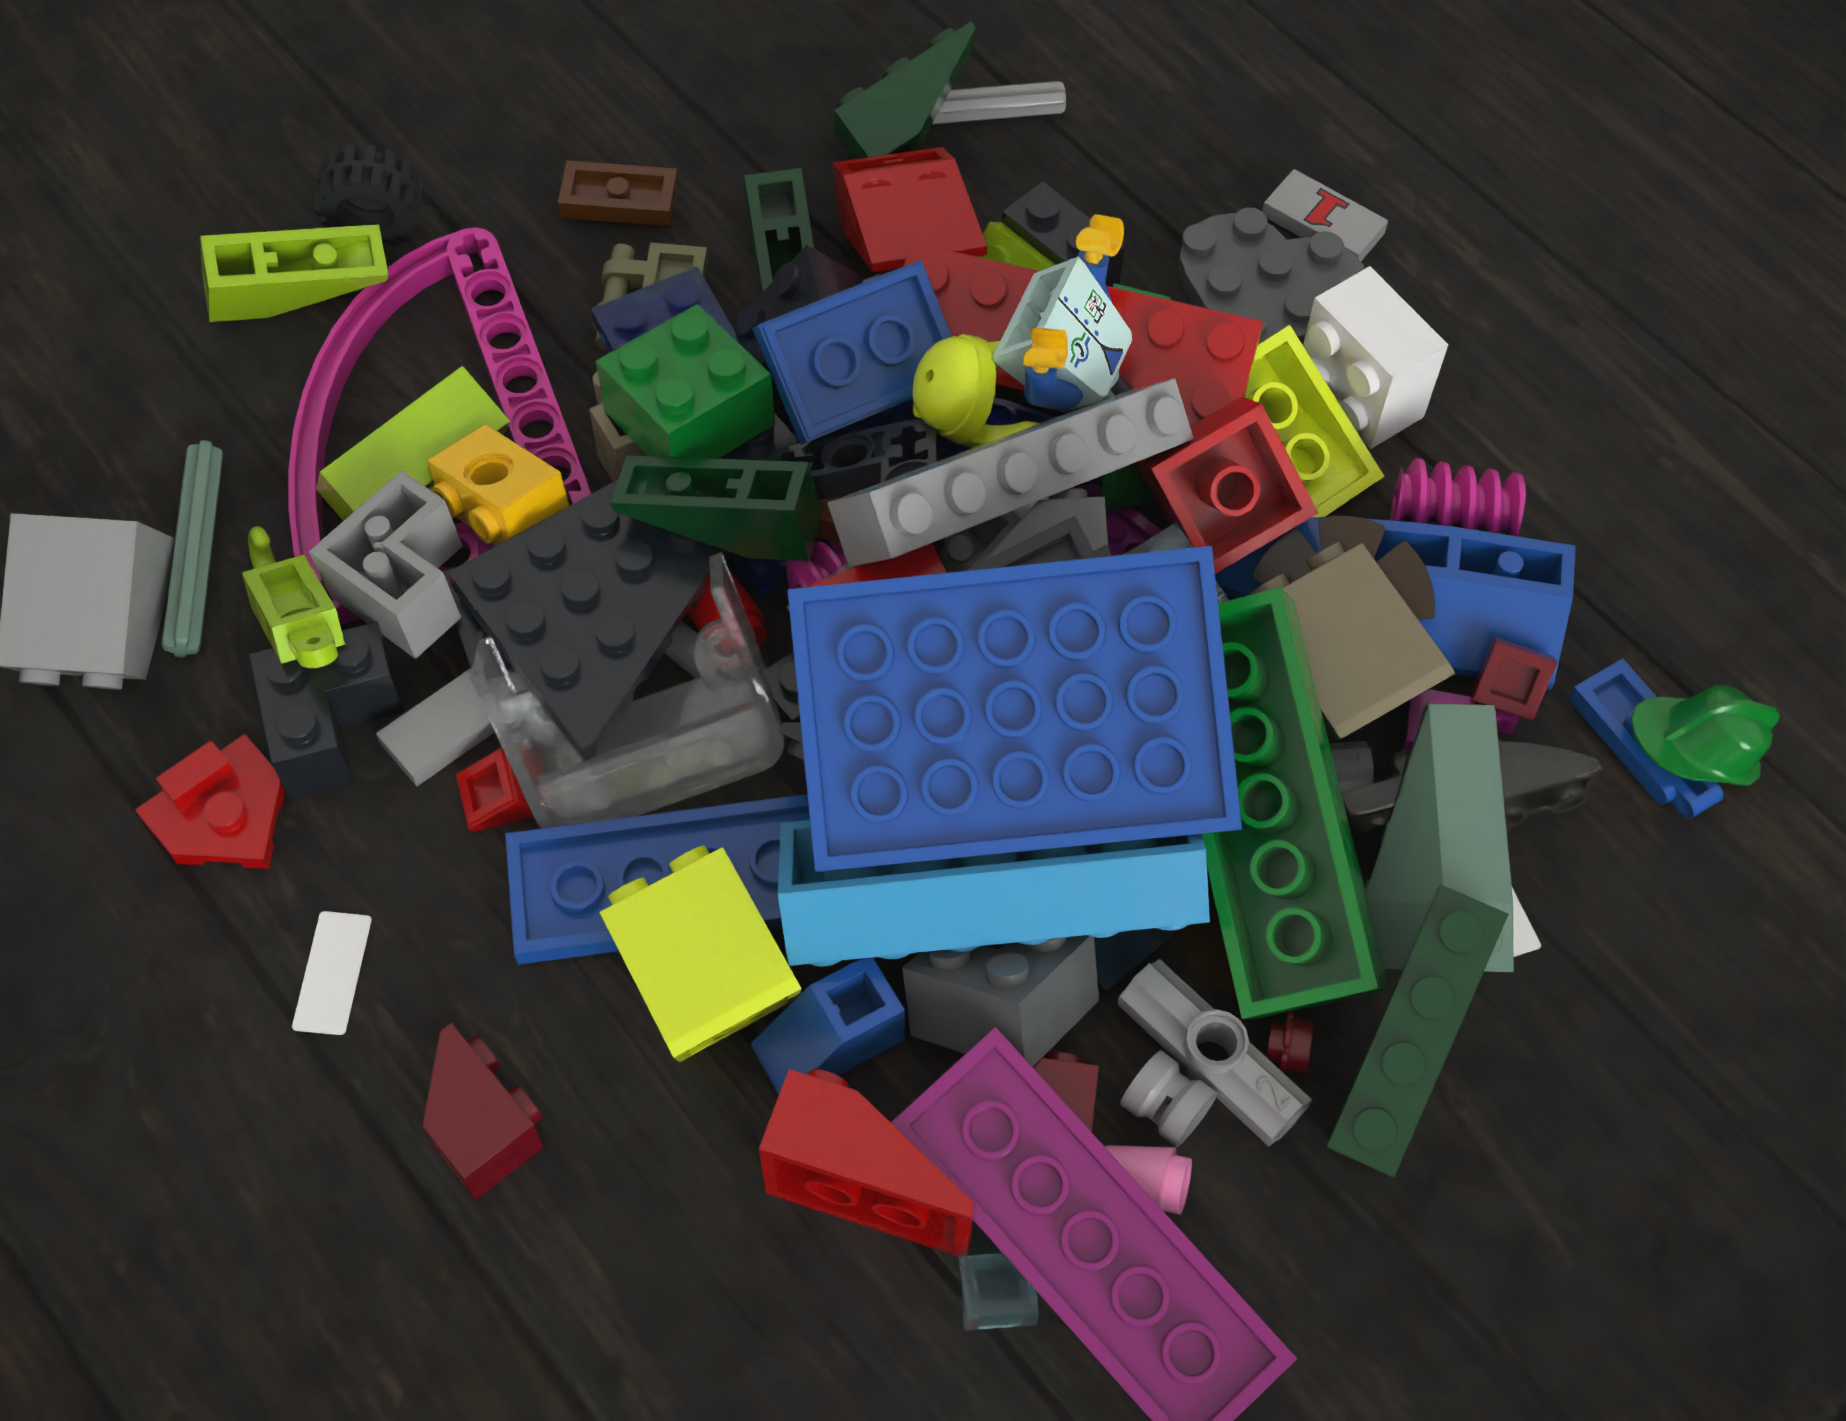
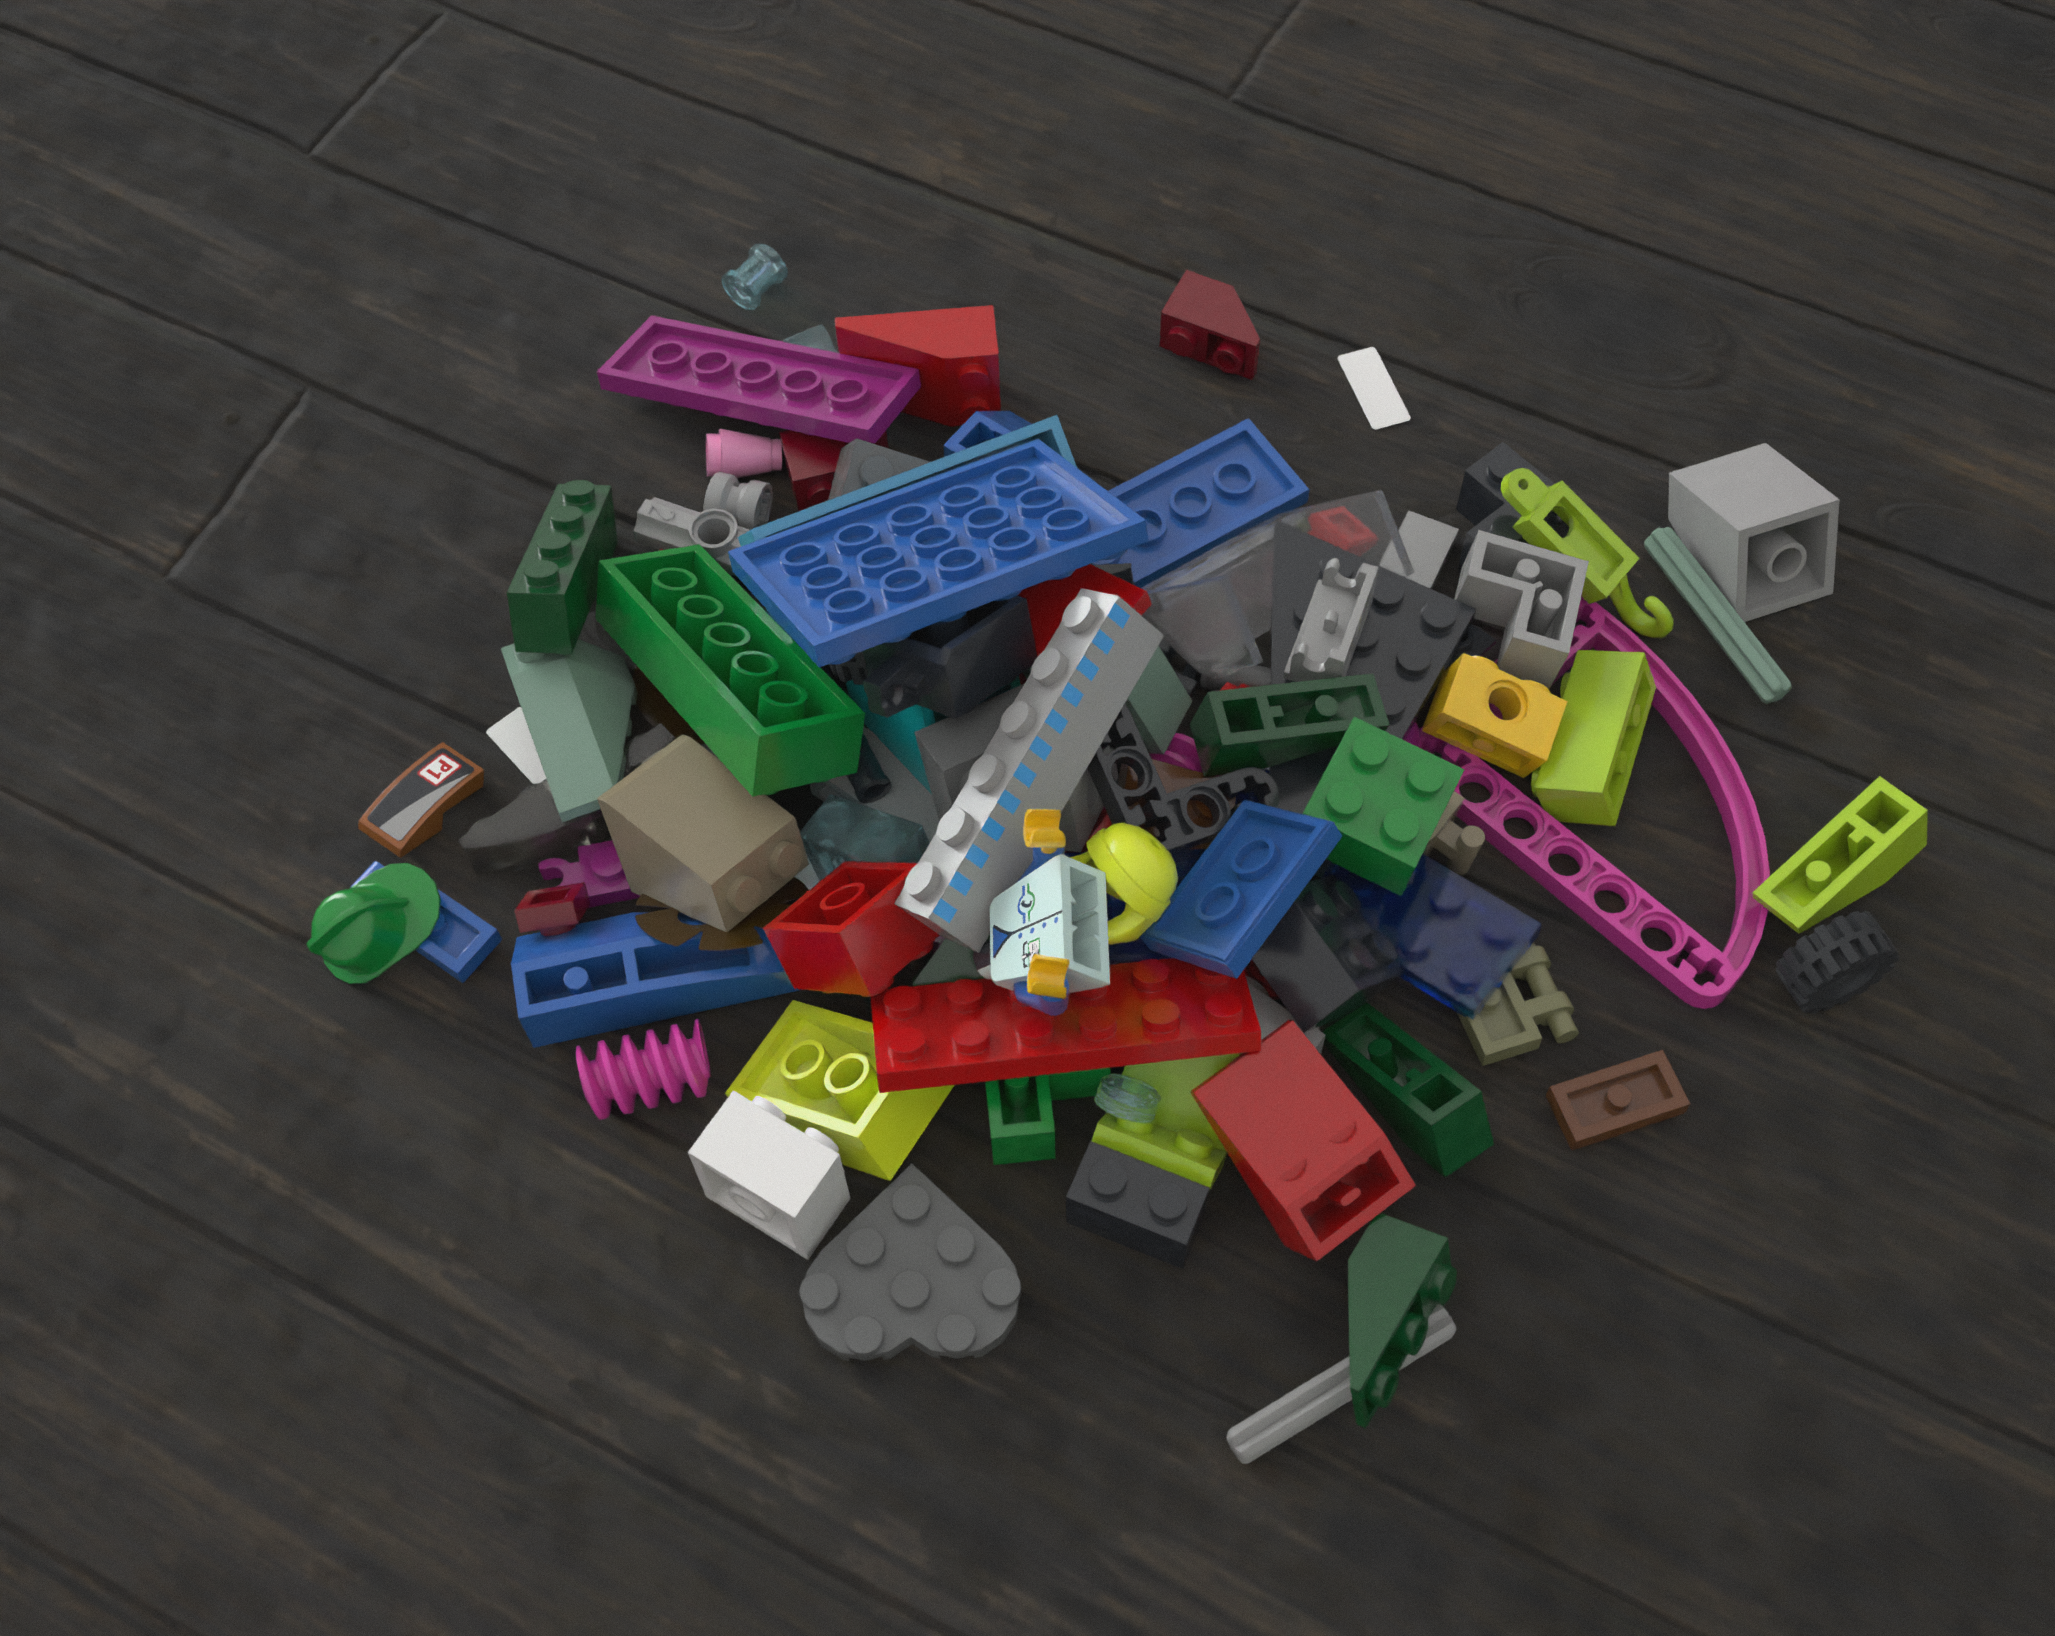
camera: 160 degrees right, 0 degrees up
(217, 806) = (1536, 431): red plate -> none
(613, 573) = (1332, 624): none -> light grey hinge
(699, 951) = (1114, 423): neon yellow slope -> none
(1311, 208) = (881, 1399): light grey tile -> none
(1629, 872) = (415, 801): none -> slope

